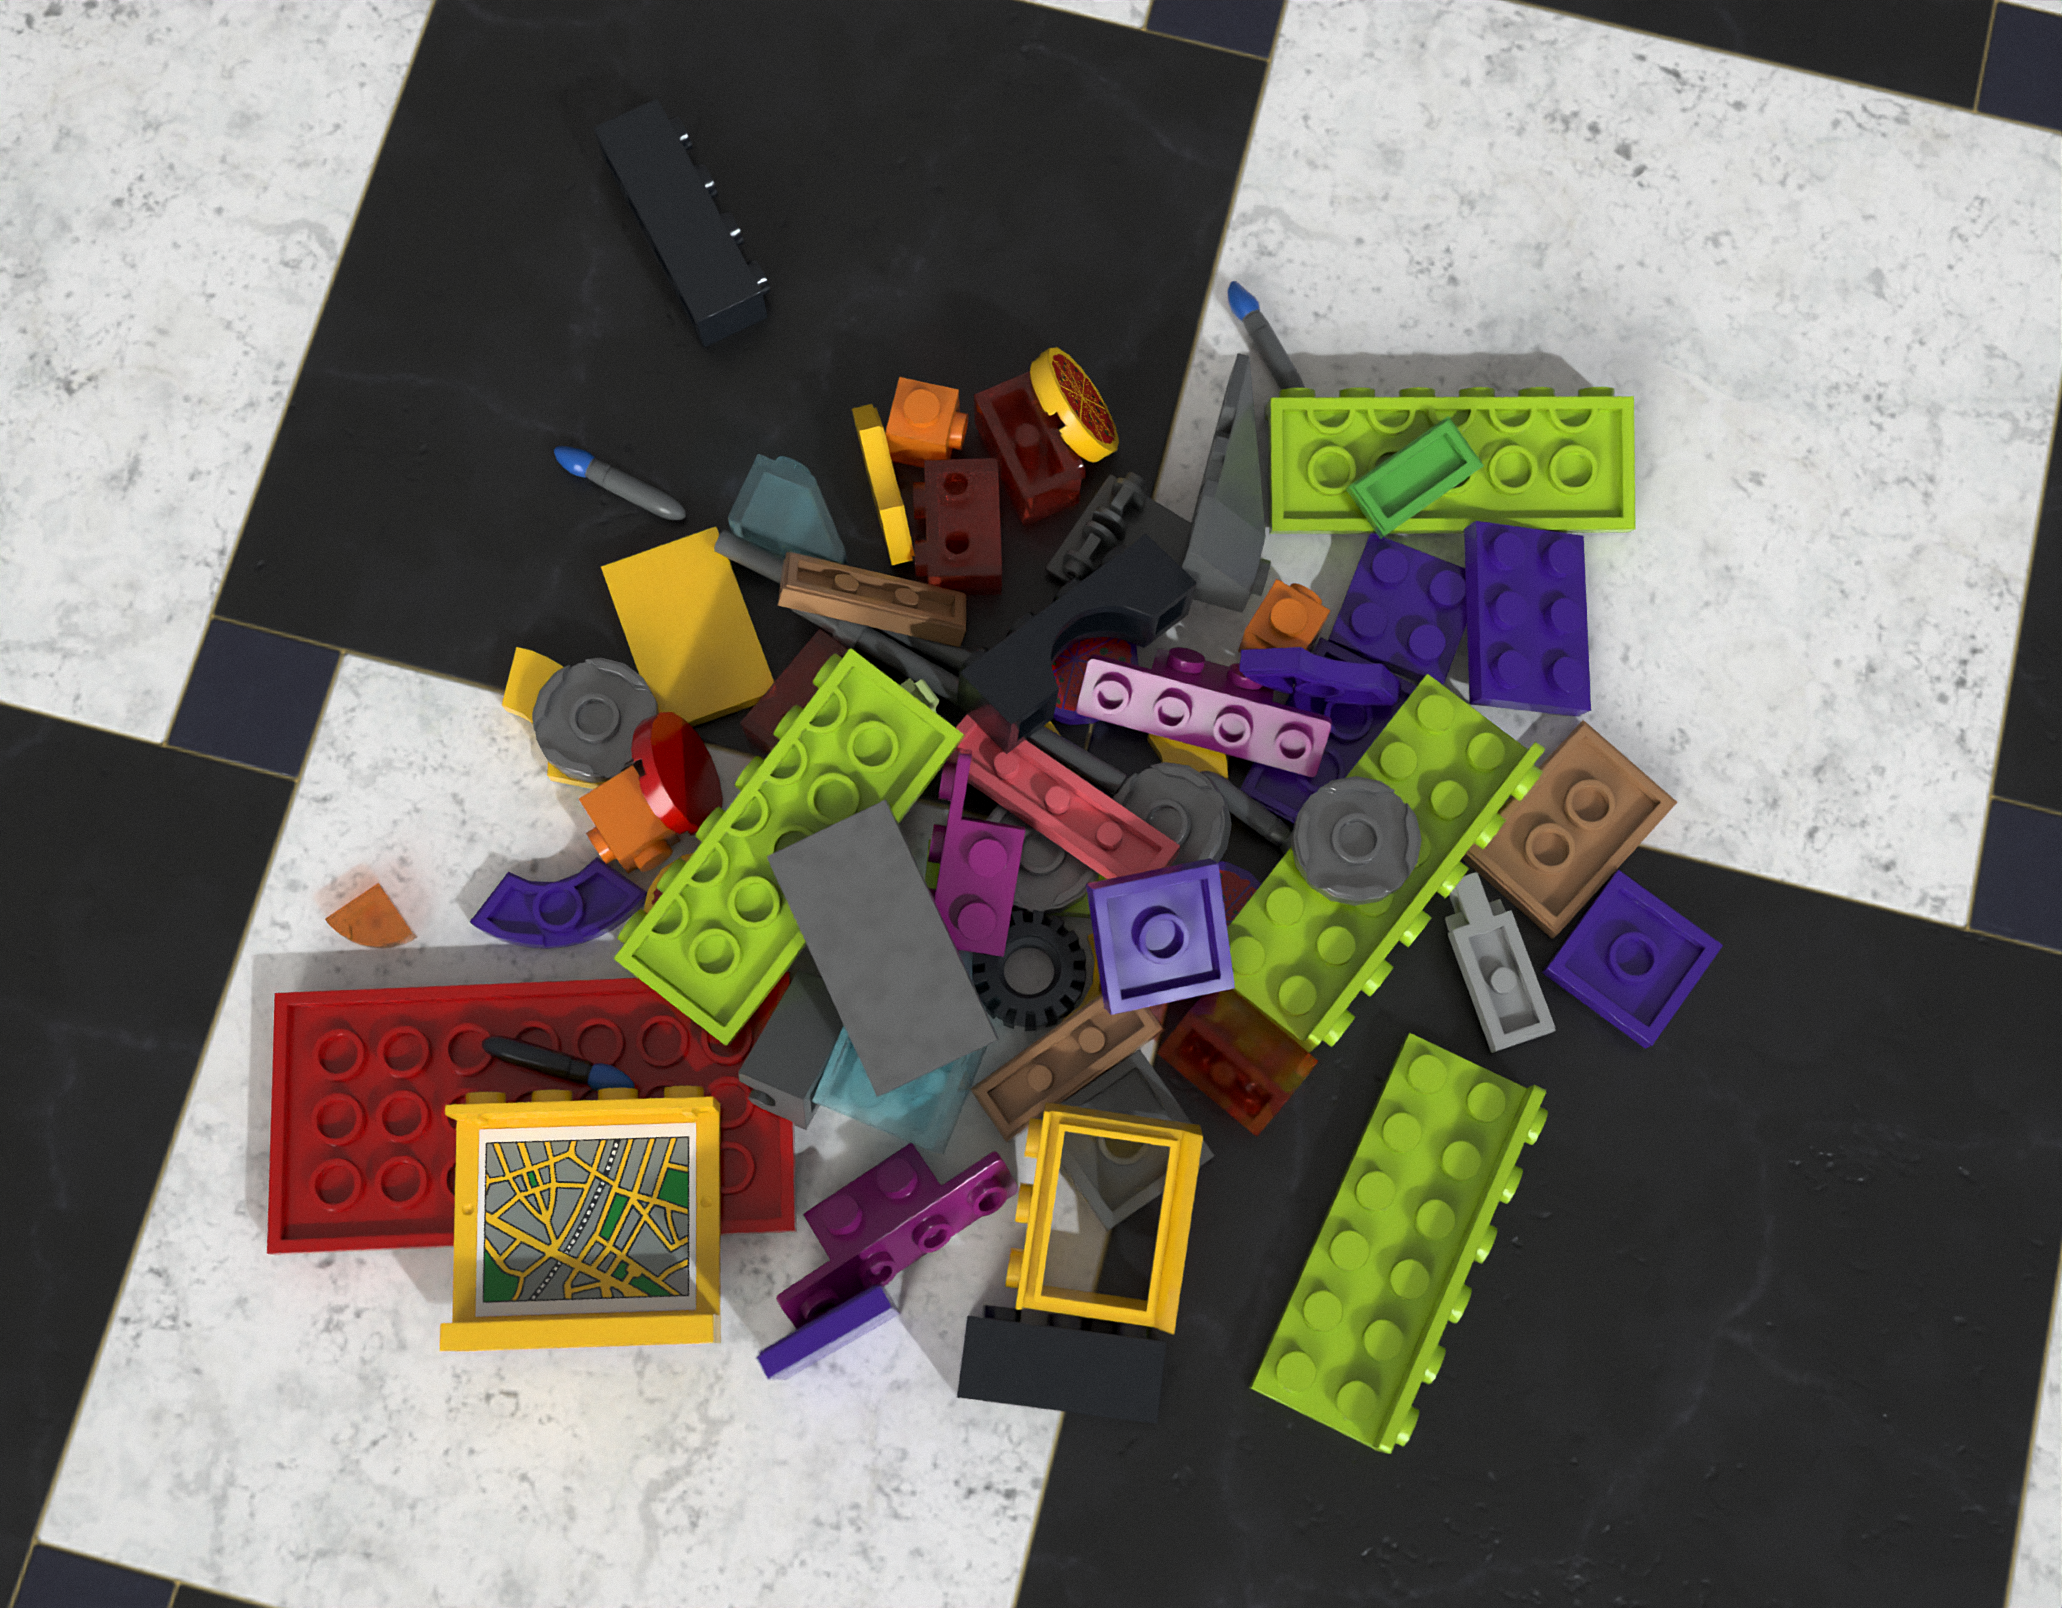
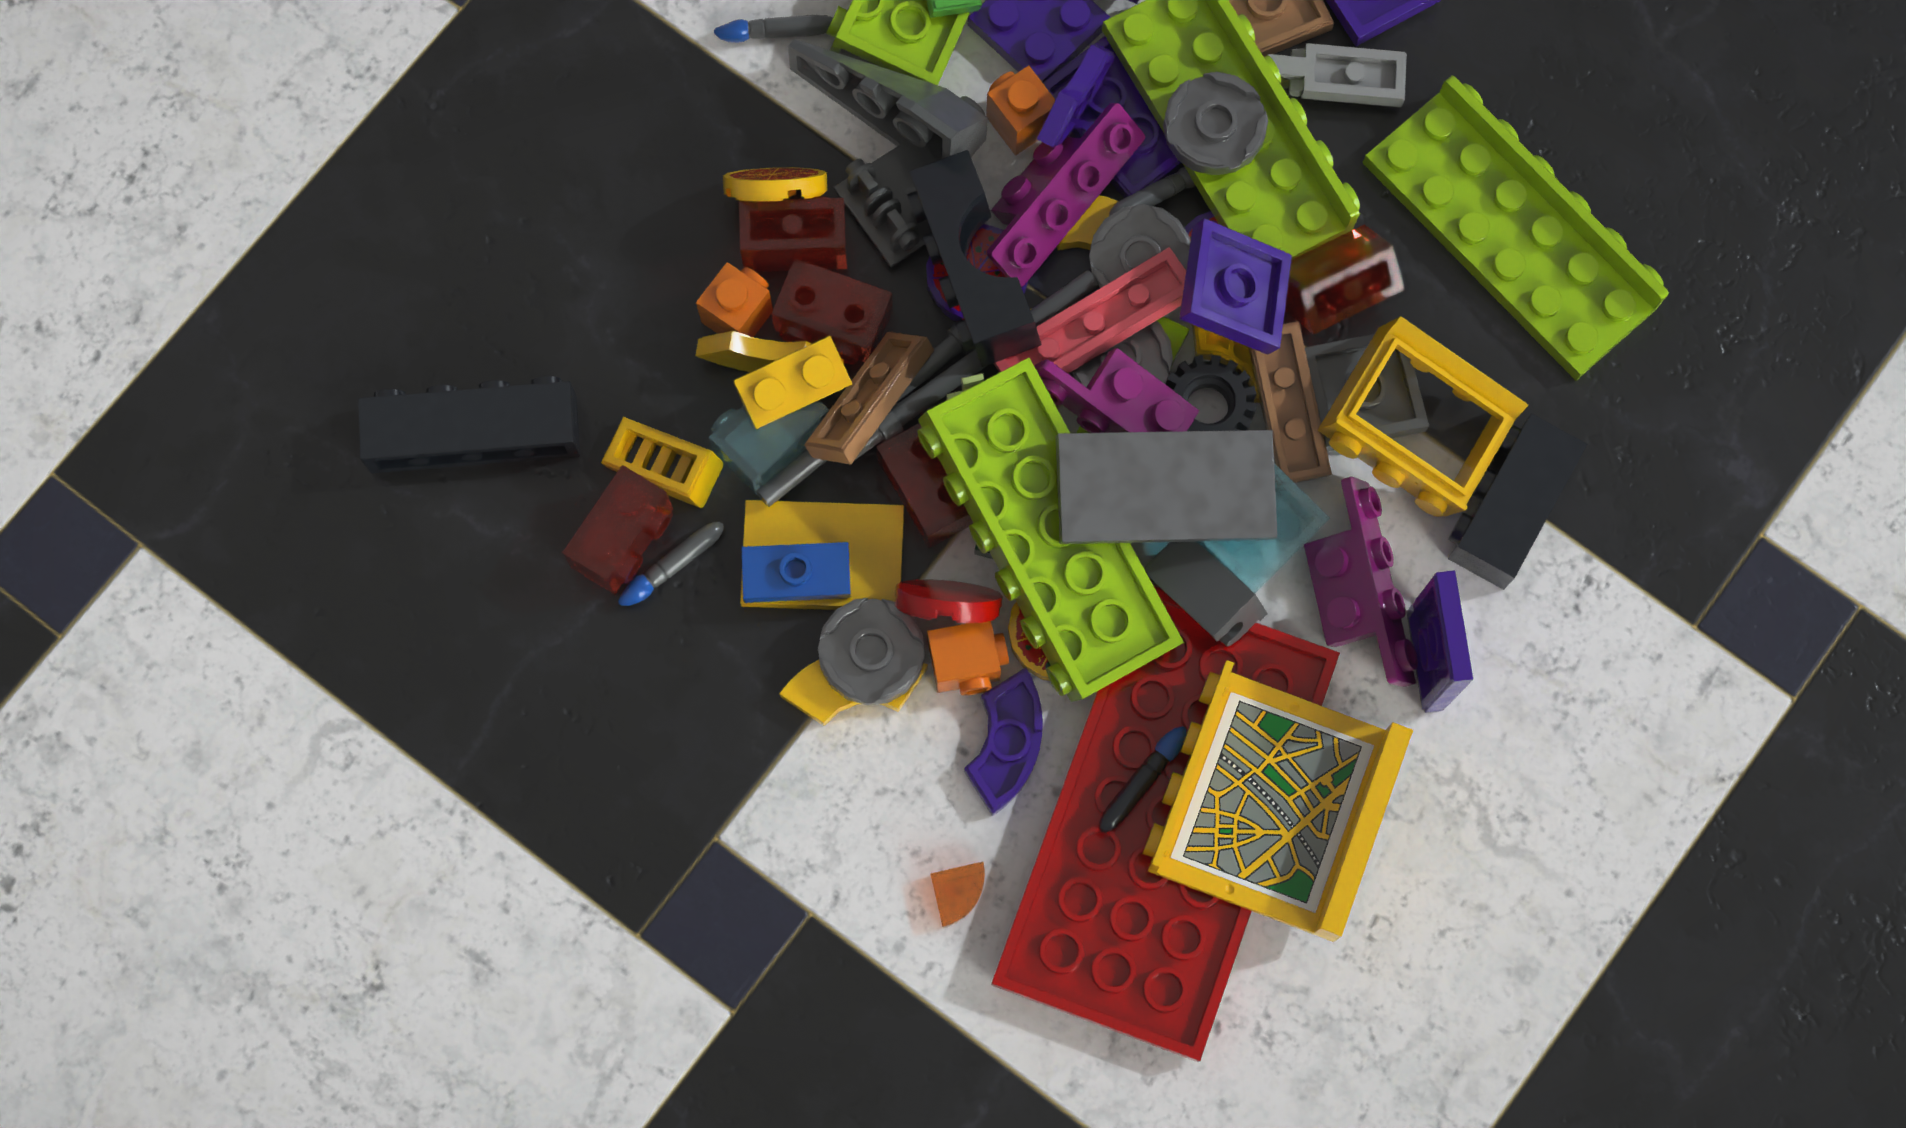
camera: 65 degrees left, 0 degrees up
(626, 411) = (619, 530): none -> clear red brick
(652, 607) = (796, 572): none -> blue plate
(725, 465) = (693, 475): none -> yellow slope
(847, 509) = (792, 382): none -> yellow plate

